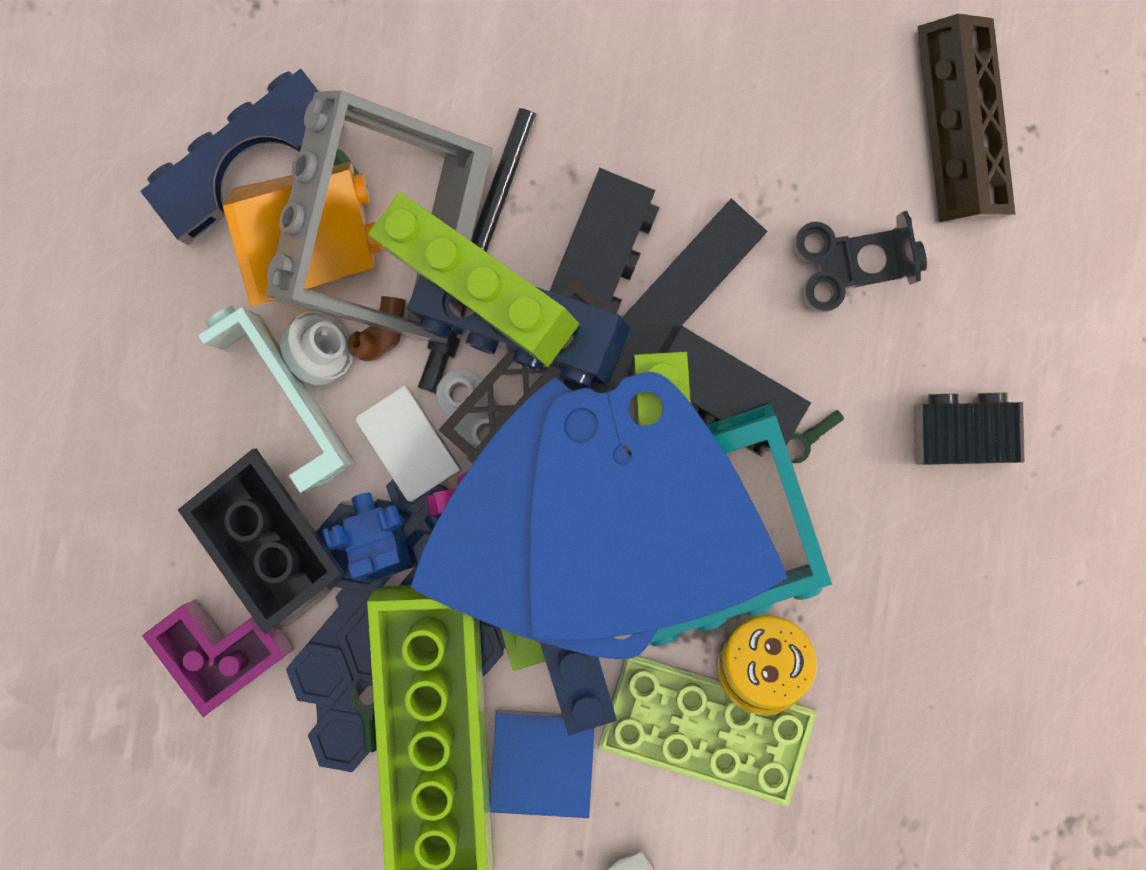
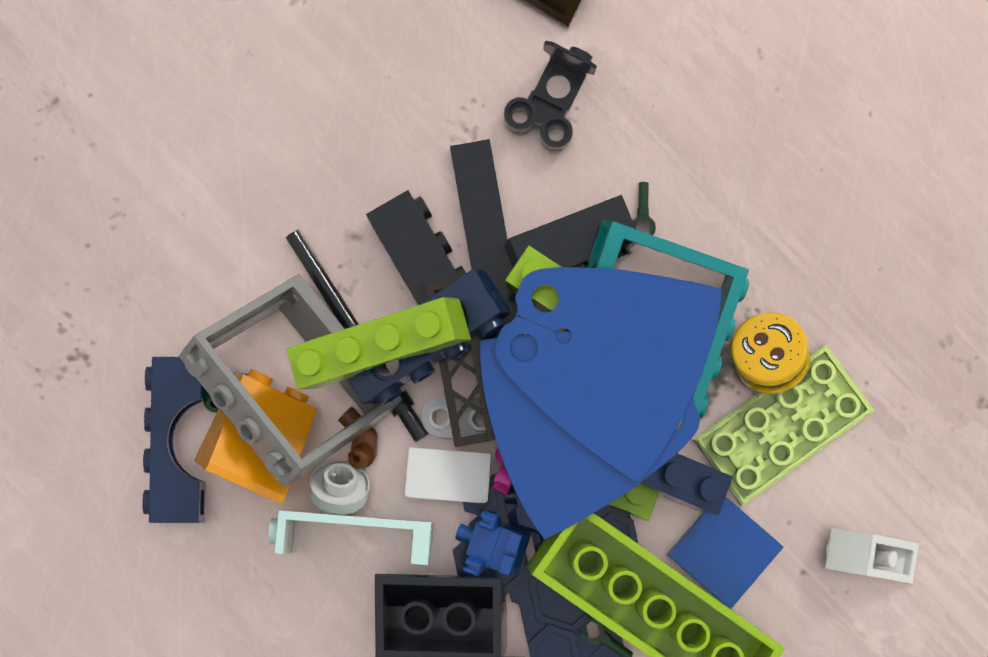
camera: 55 degrees left, 5 degrees down
(969, 431) = (717, 109): black brick -> none

